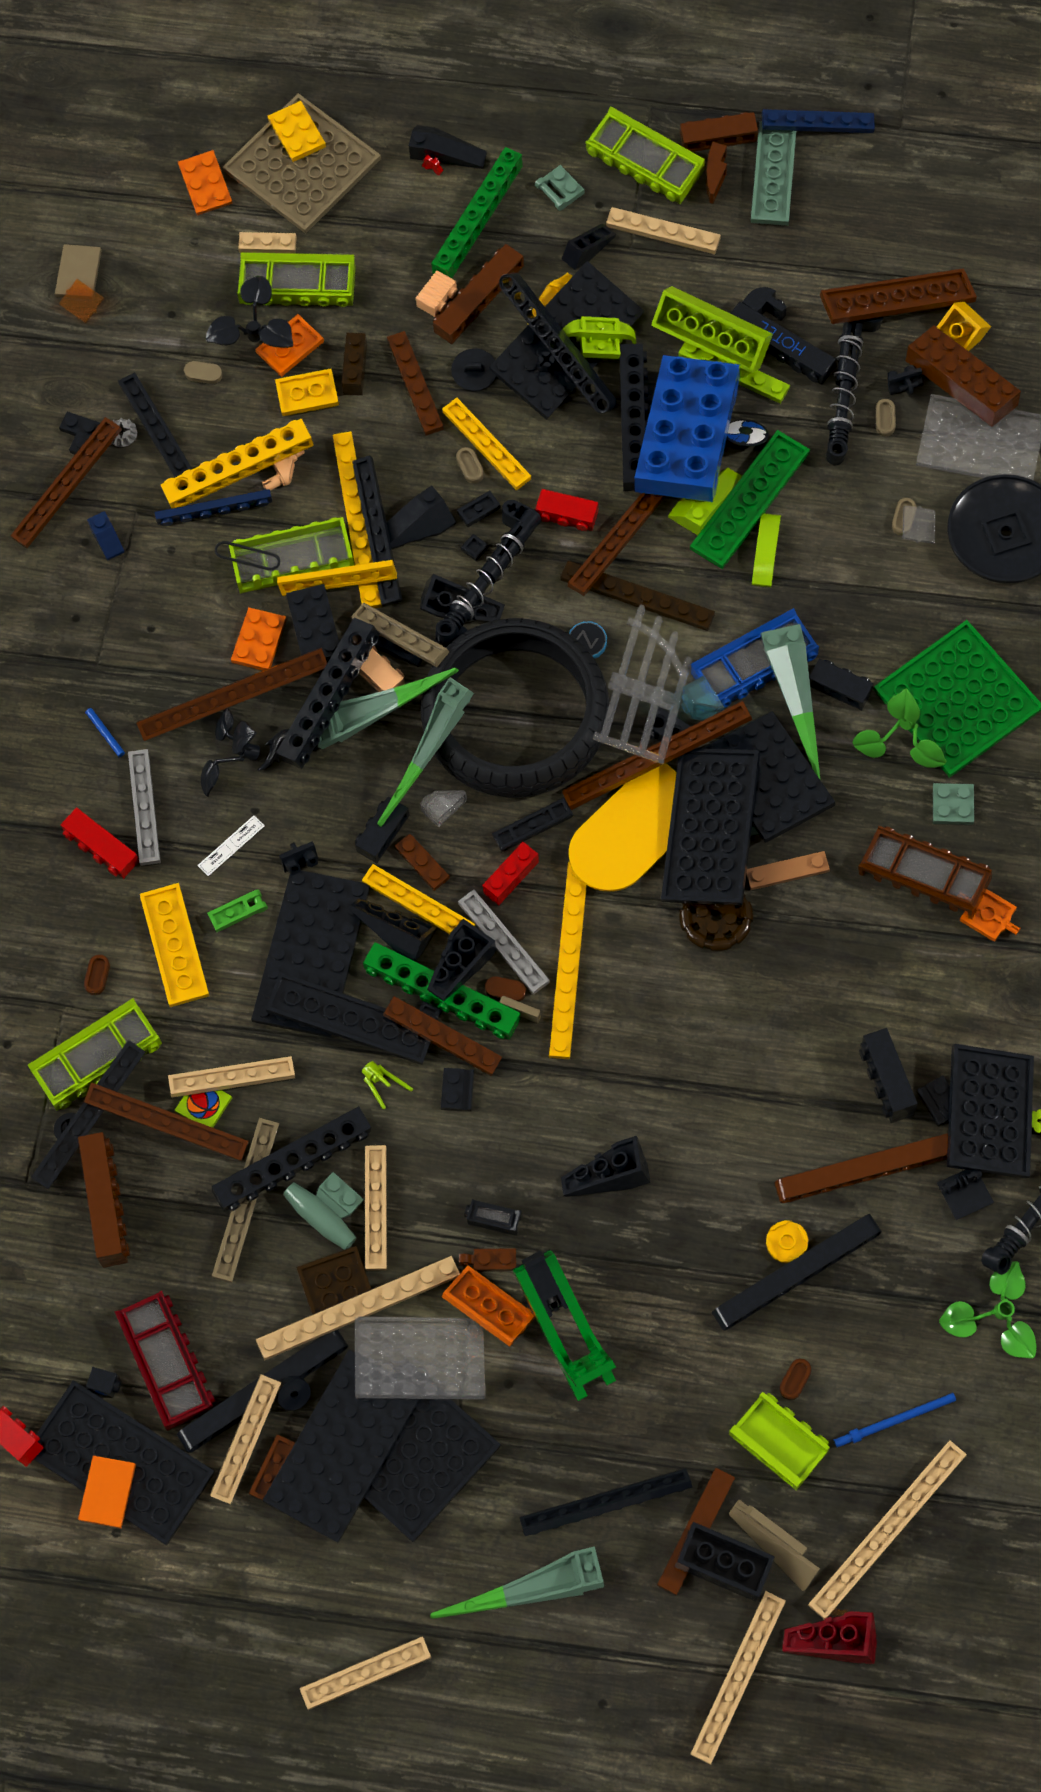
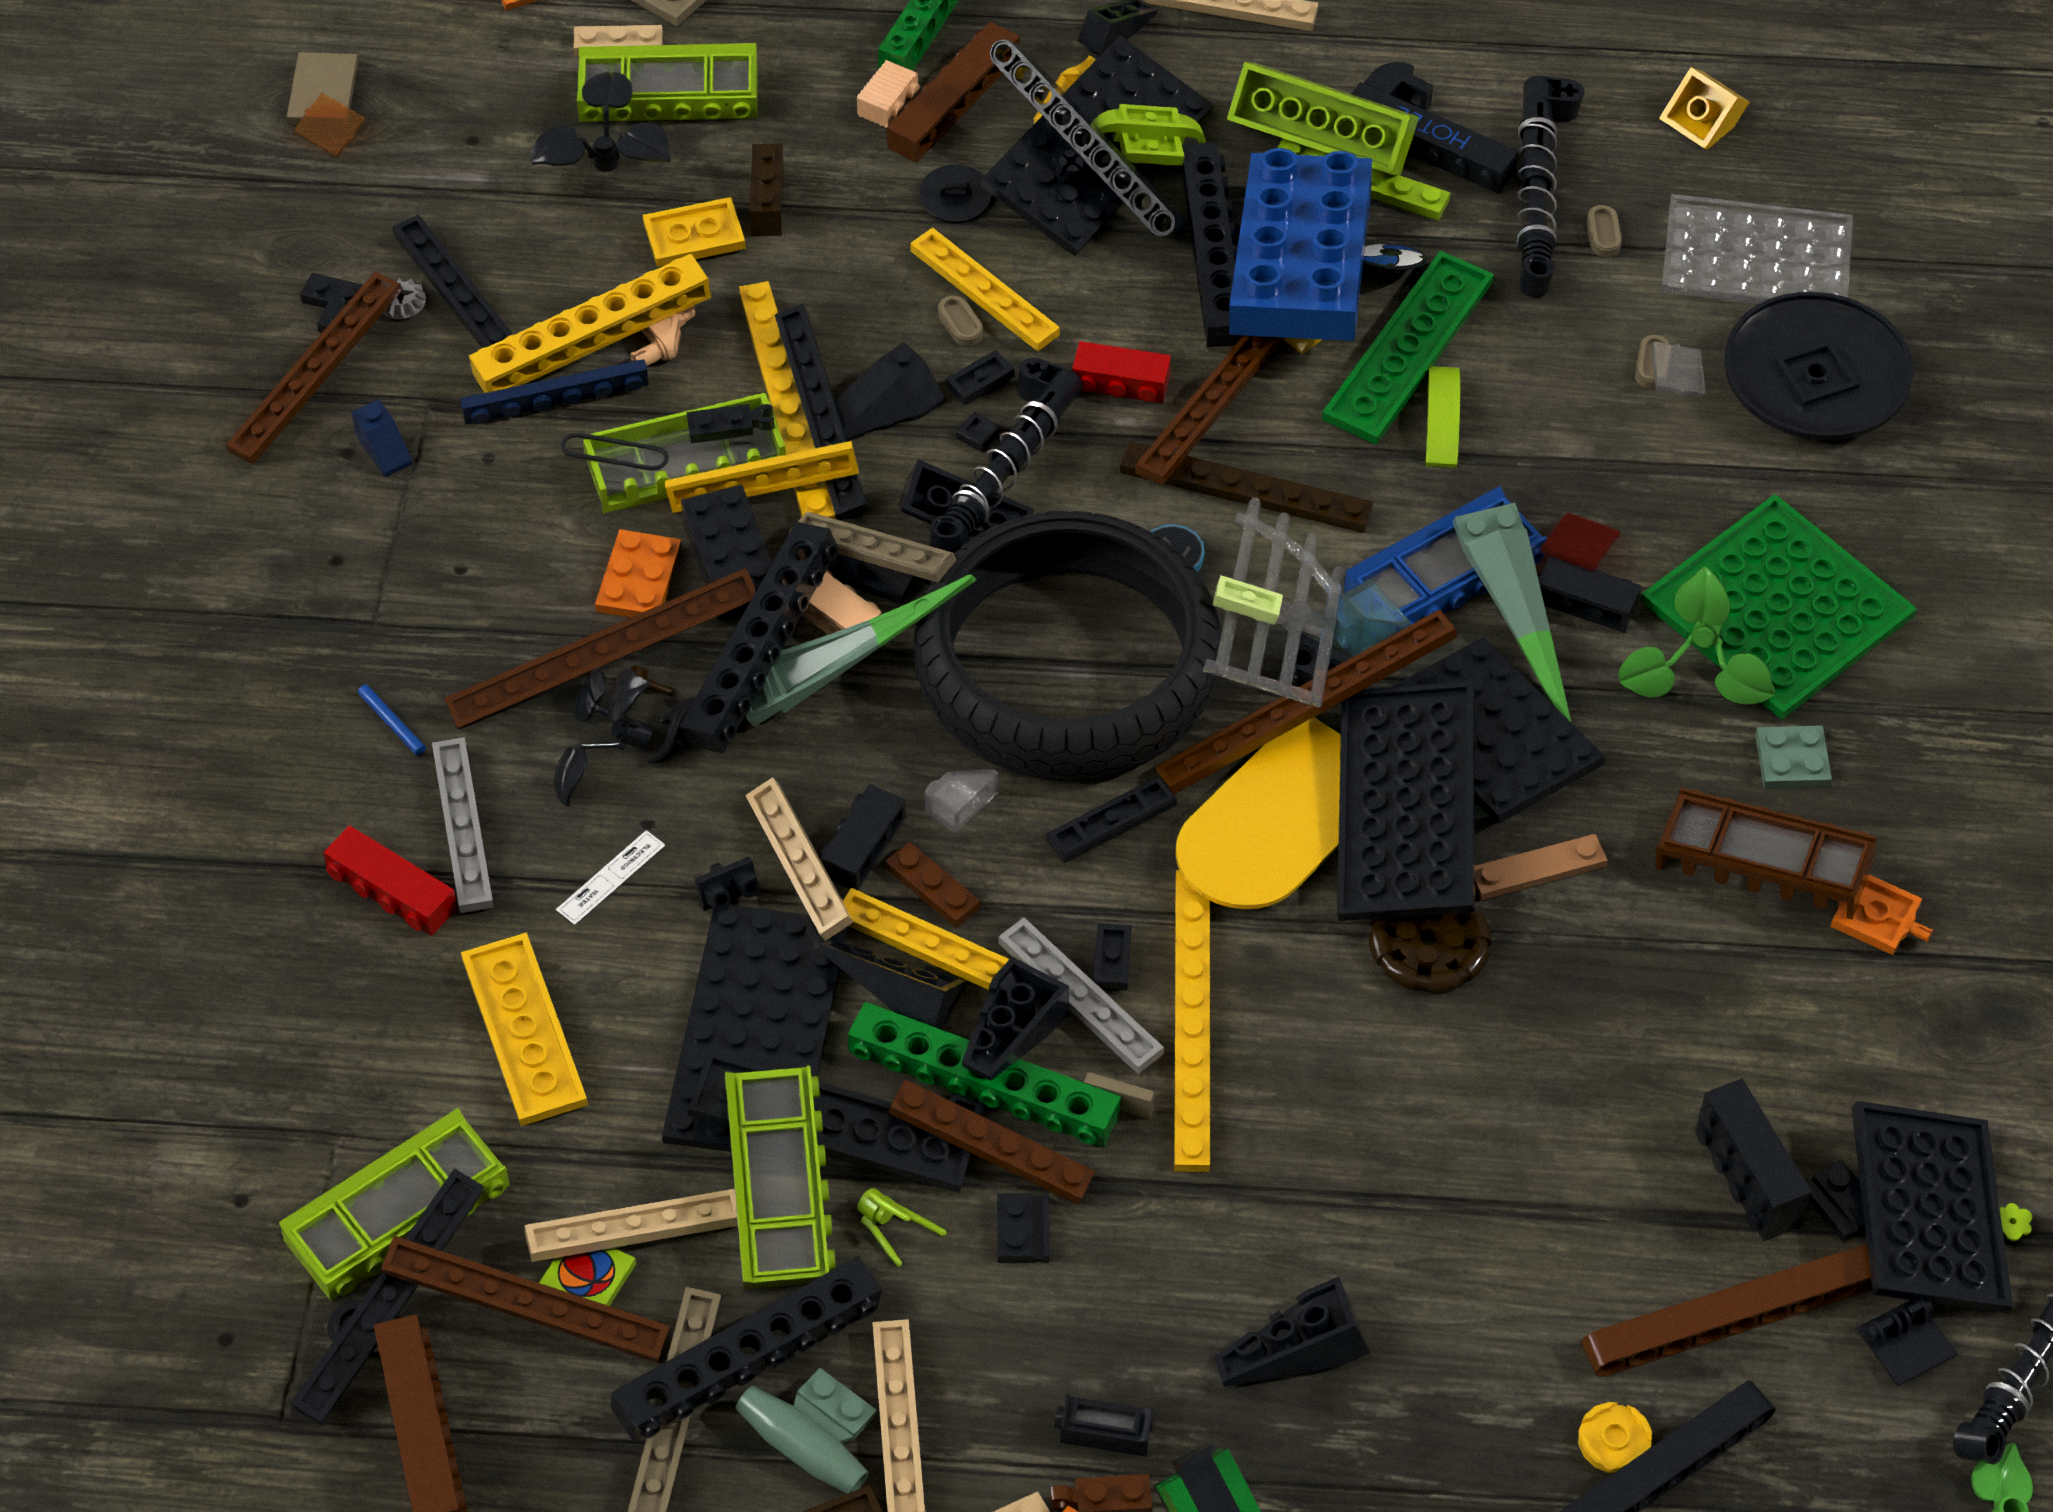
camera: 10 degrees left, 15 degrees down
(97, 974) = (392, 1083): reddish brown tile -> none
(203, 372) = (527, 213): dark tan tile -> none
(237, 910) = (627, 971): bright green plate -> none
(254, 713) = (643, 672): none -> dark brown hand
(304, 342) = (657, 183): orange plate -> none
(315, 1054) = (778, 1177): none -> window
(317, 539) = (728, 422): none -> black plate
(342, 843) = (799, 859): none -> tan plate
(415, 383) = (864, 215): reddish brown plate -> none
(444, 717) = (959, 643): sand green plate -> none
(498, 987) = (1078, 1062): reddish brown tile -> none
(510, 873) = (1082, 890): red brick -> none
(524, 917) = (1112, 956): none -> black plate
(625, 689) = (1247, 600): none -> yellowish green plate
(697, 513) = (1328, 363): lime wedge -> none
(840, 647) = (1580, 541): none -> clear red piece
(897, 296) = (1600, 64): reddish brown plate -> none
(905, 381) = (1627, 179): black hips -> none
(963, 376) = (1718, 165): reddish brown brick -> none

